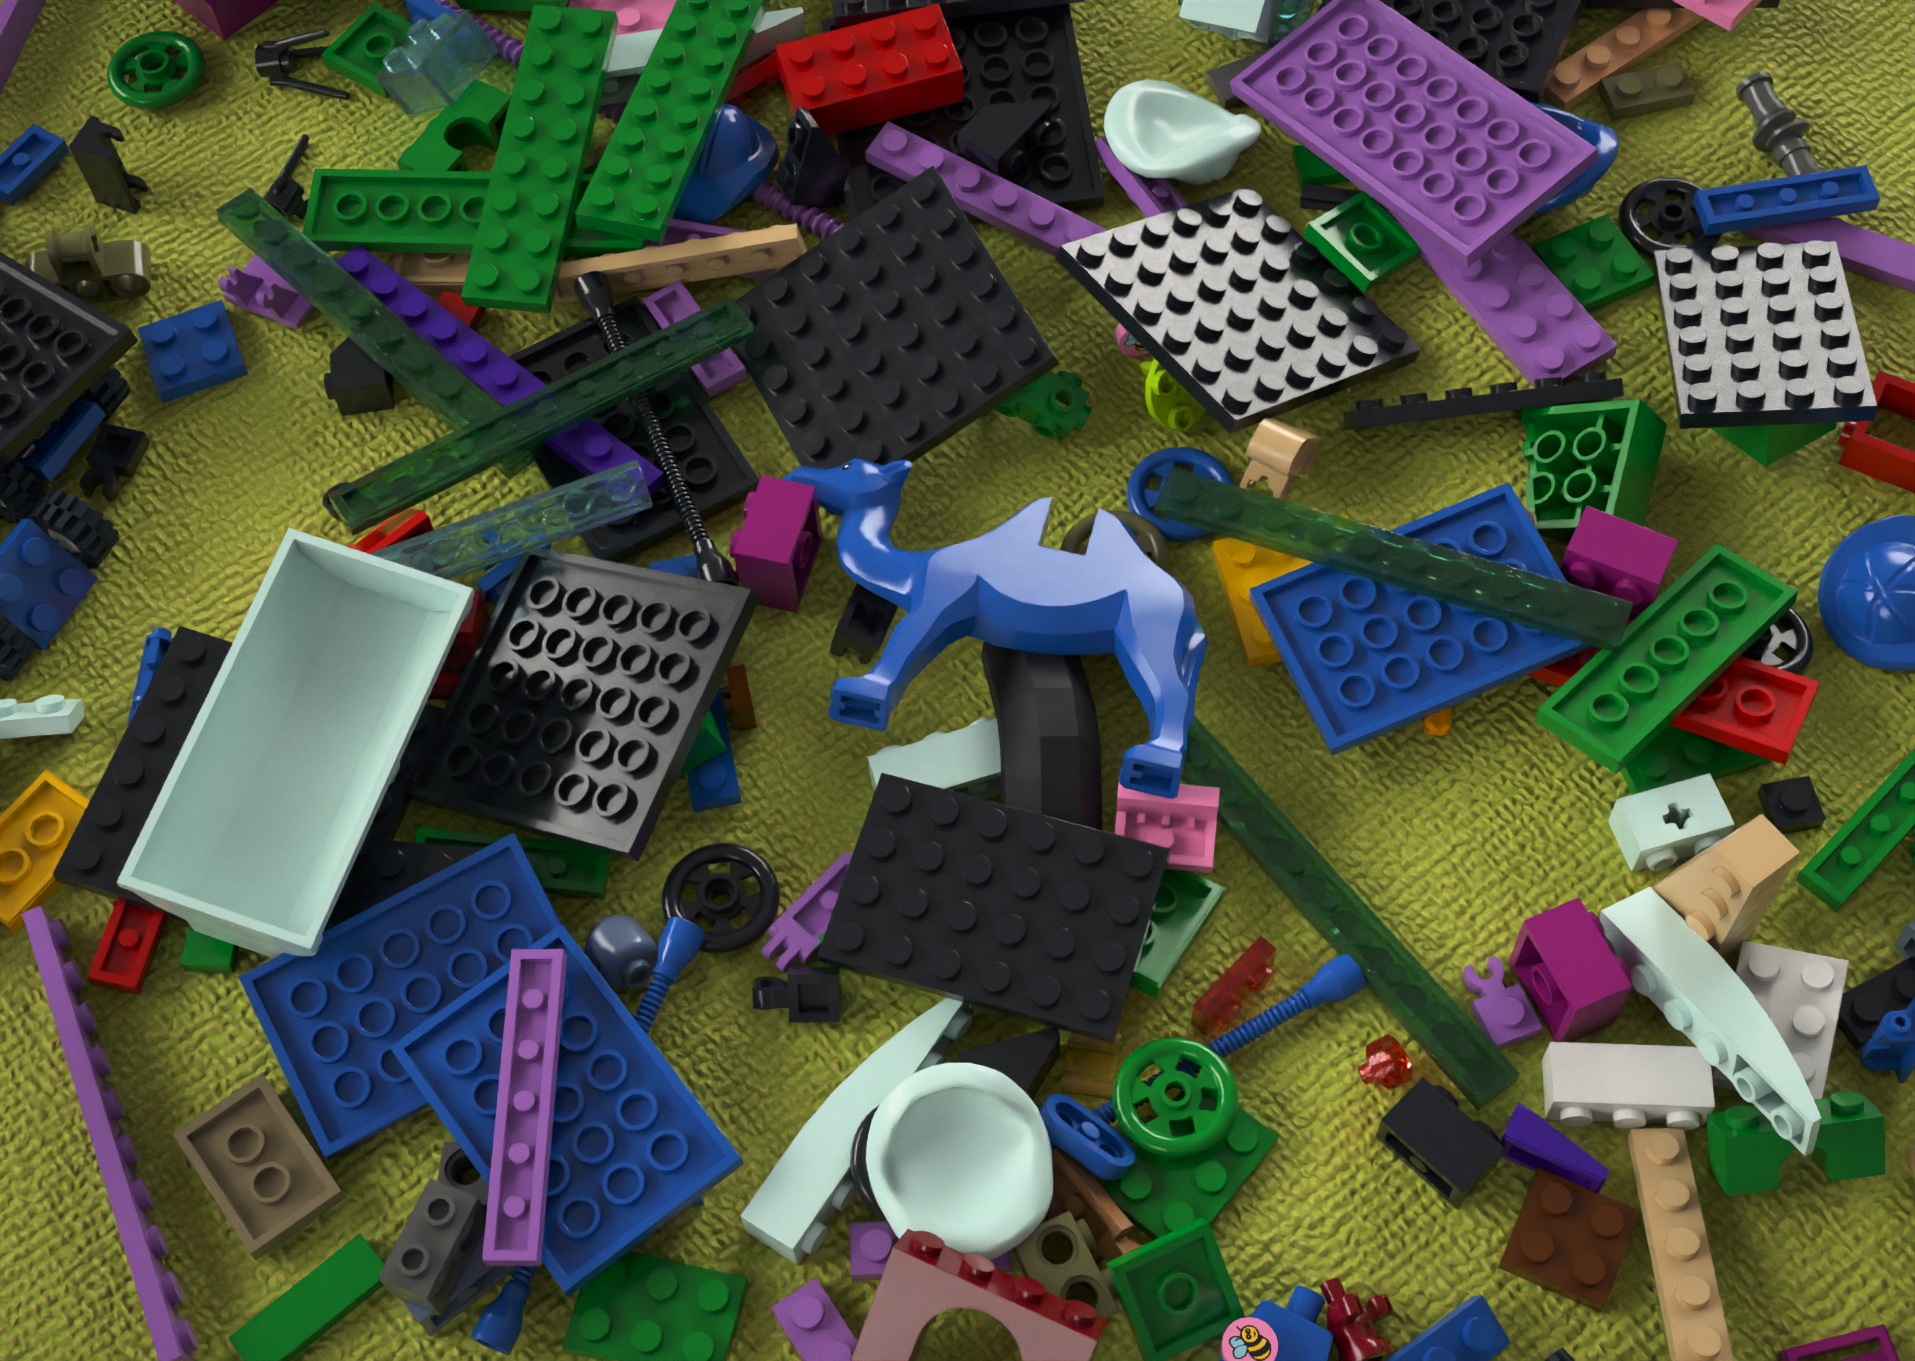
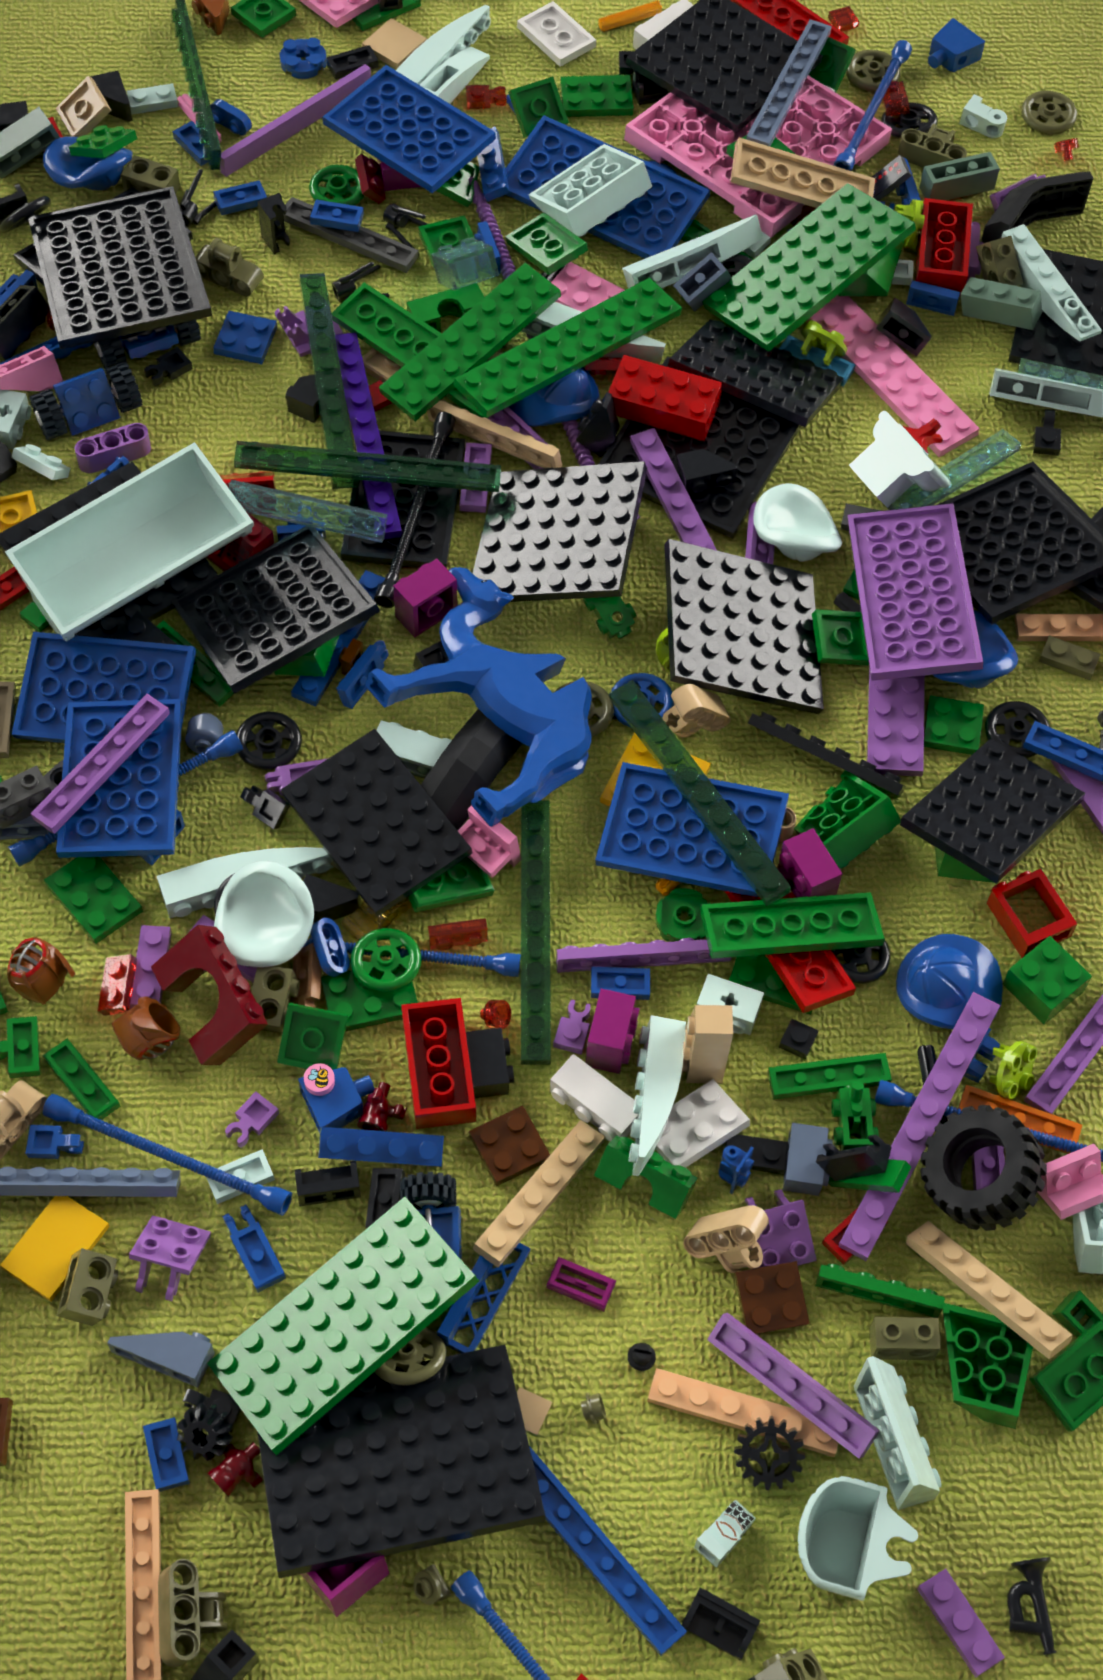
camera: 30 degrees right, 0 degrees up
(142, 603) = (102, 449): none -> medium lavender beam
(194, 104) = (337, 215): none -> blue plate
(199, 34) = (370, 178): none -> dark red plate
(234, 122) = (364, 242): none -> dark grey plate
(775, 708) = (354, 683): none -> blue hinge
(1382, 1194) = (438, 1063): none -> red brick
(1486, 846) = (634, 955): none -> medium lavender plate
(1497, 770) = (673, 905): none -> green plate
(1506, 896) = (622, 980): none -> blue plate
(1537, 1144) = (529, 1095): dark purple slope -> none

